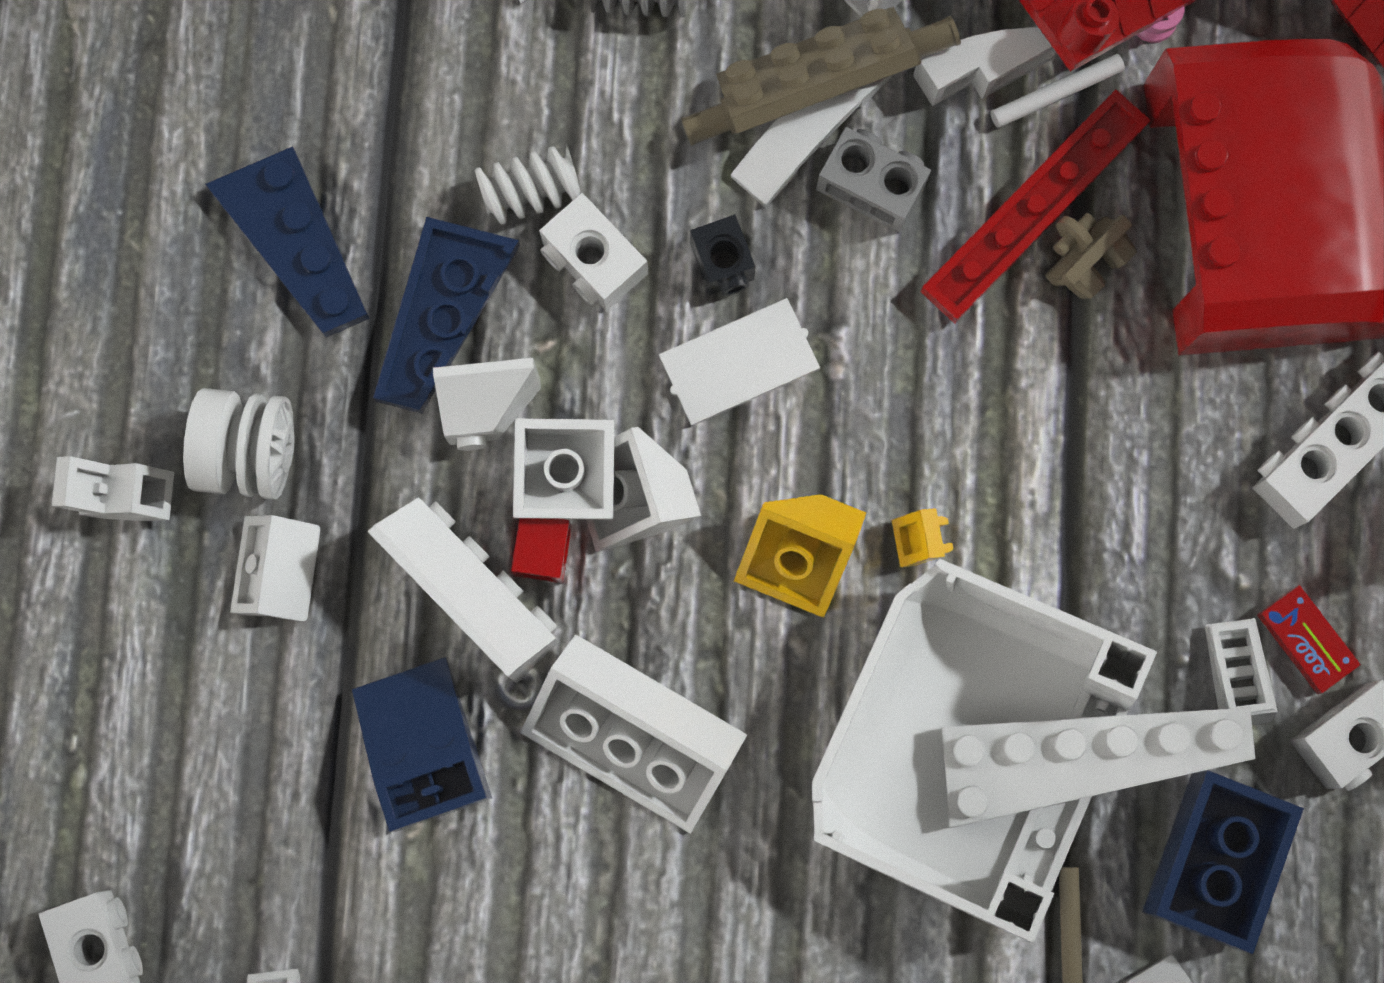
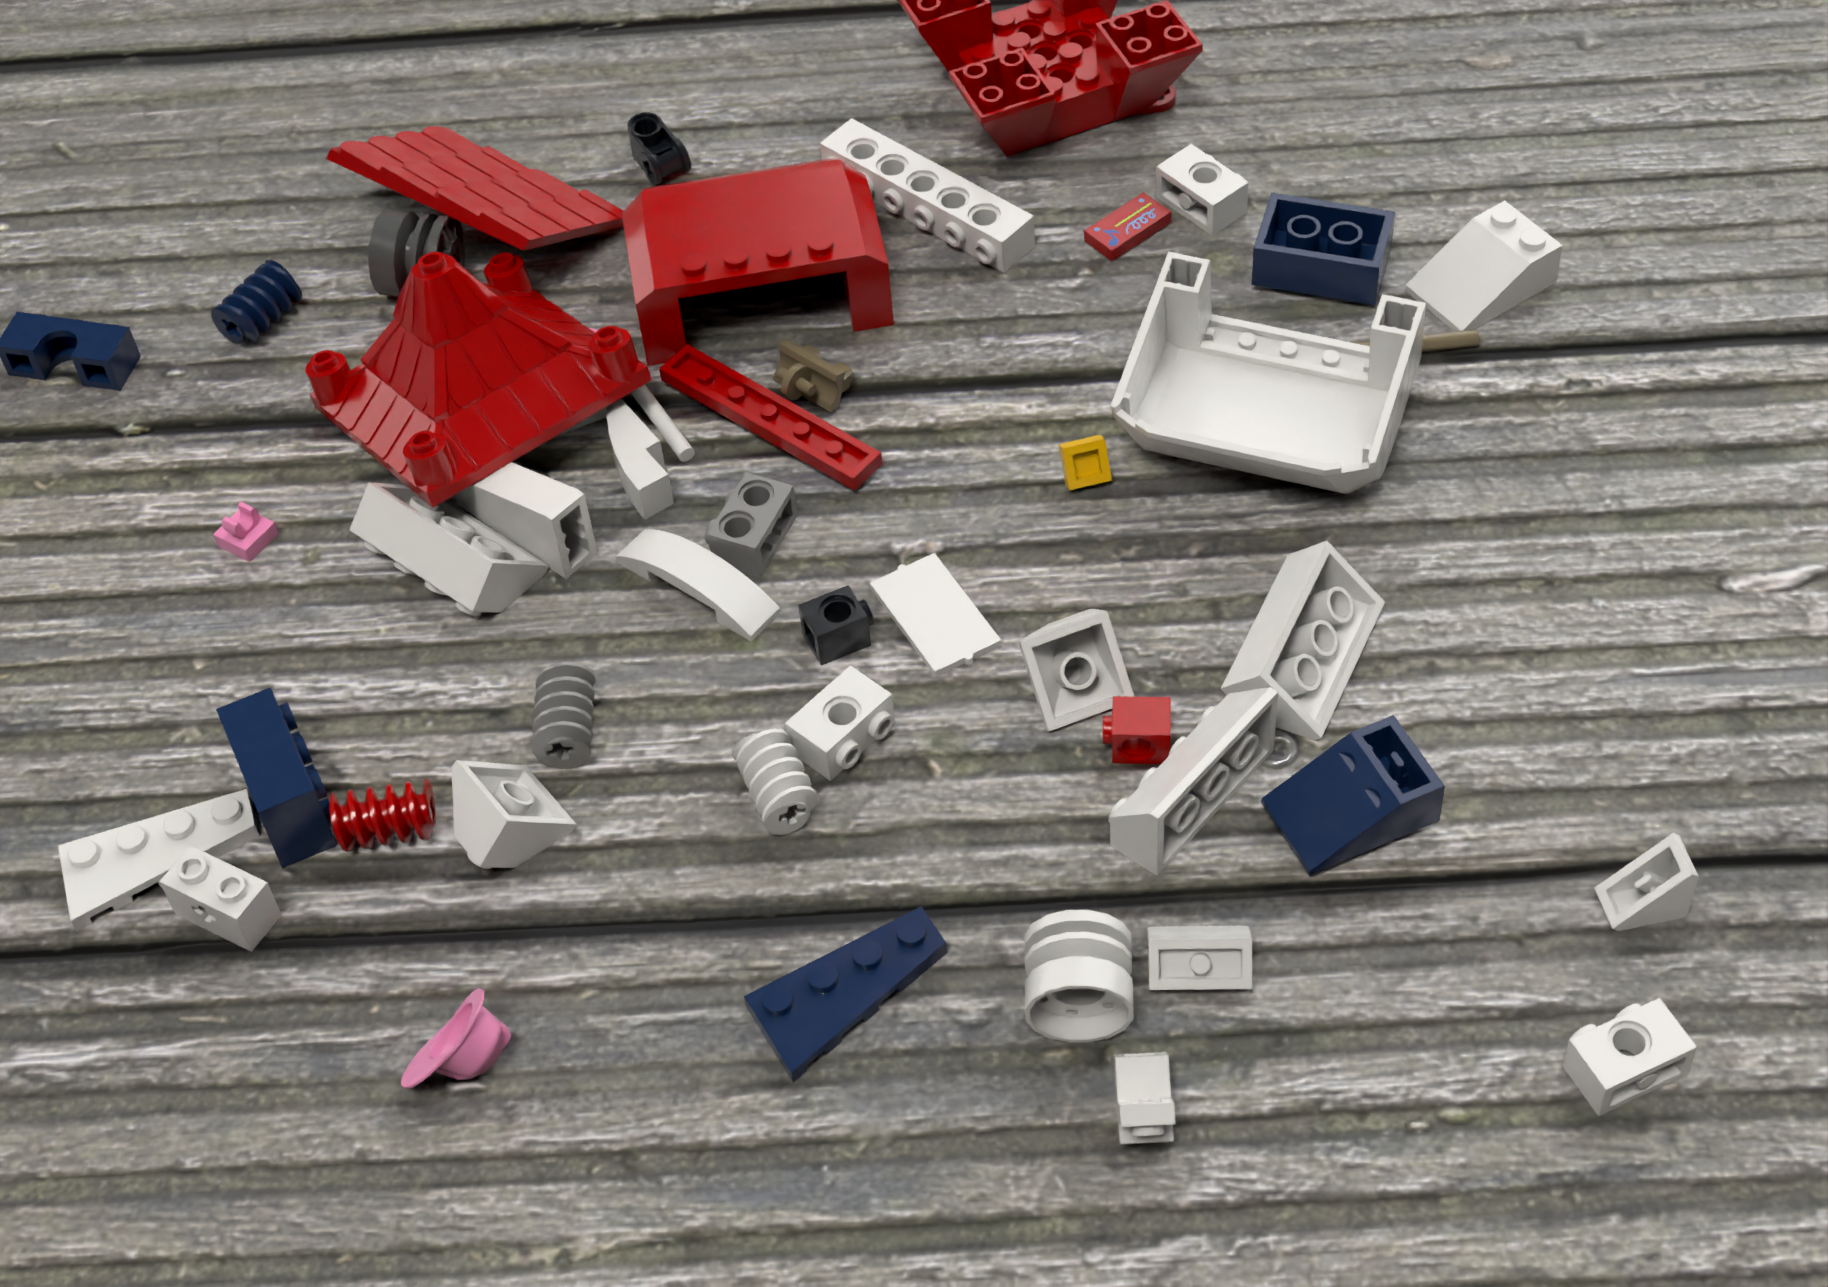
camera: 90 degrees left, 30 degrees down
(441, 302) = (892, 844): dark blue wing -> none
(483, 399) = (1004, 783): white slope -> none
(563, 469) = (1063, 709): white slope -> none
(800, 550) = (1114, 532): yellow slope -> none
(817, 70) = (656, 562): dark tan plate -> none
(1051, 762) = (1266, 354): white wing -> none
(1262, 690) = (1183, 243): white slope -> none

